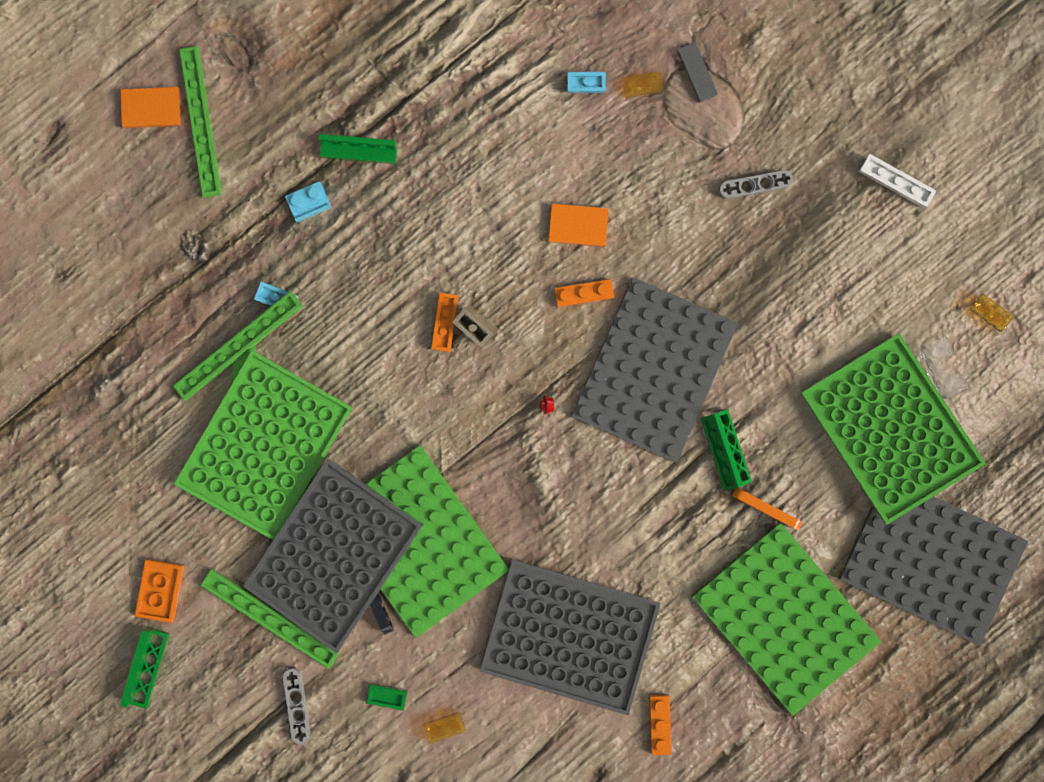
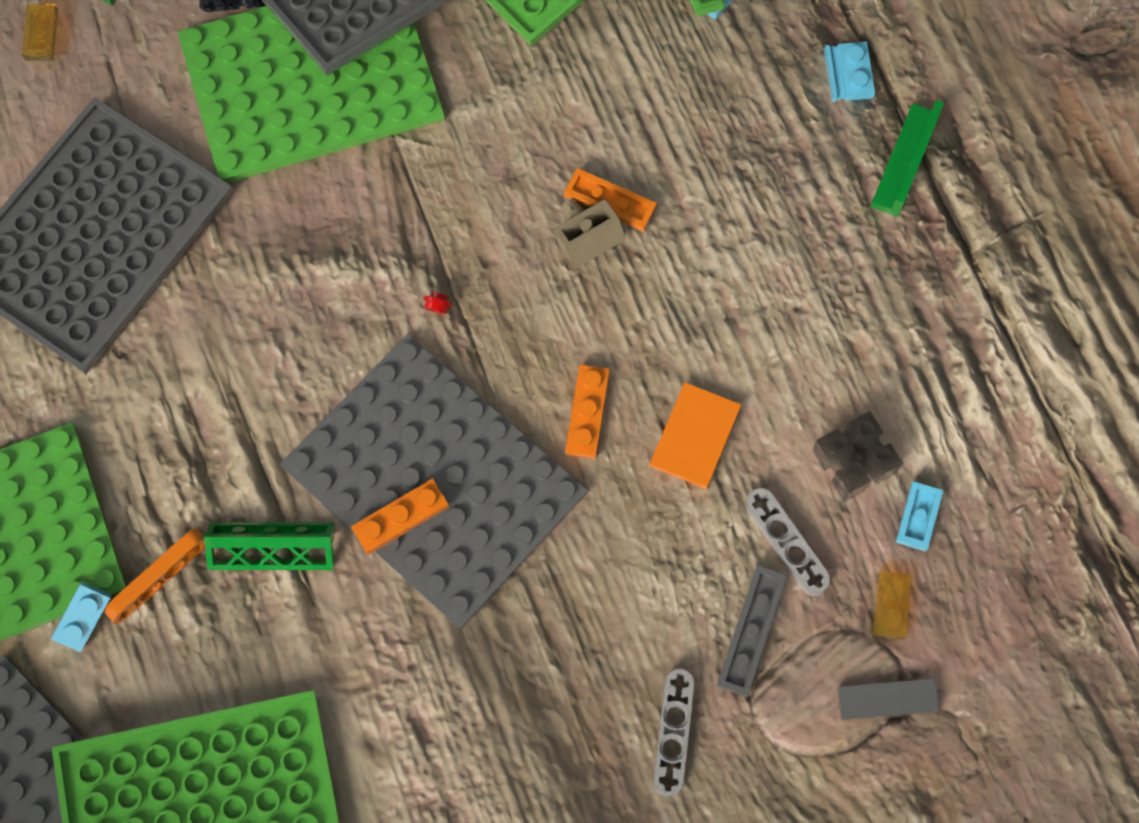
camera: 110 degrees right, 15 degrees down
(563, 138) = (851, 474): none -> clear smoke brick
(625, 153) = (790, 539): none -> light grey beam
(684, 158) = (751, 631): none -> dark grey plate
(687, 378) = (400, 516): none -> orange plate
(805, 541) = (81, 616): none -> medium azure plate

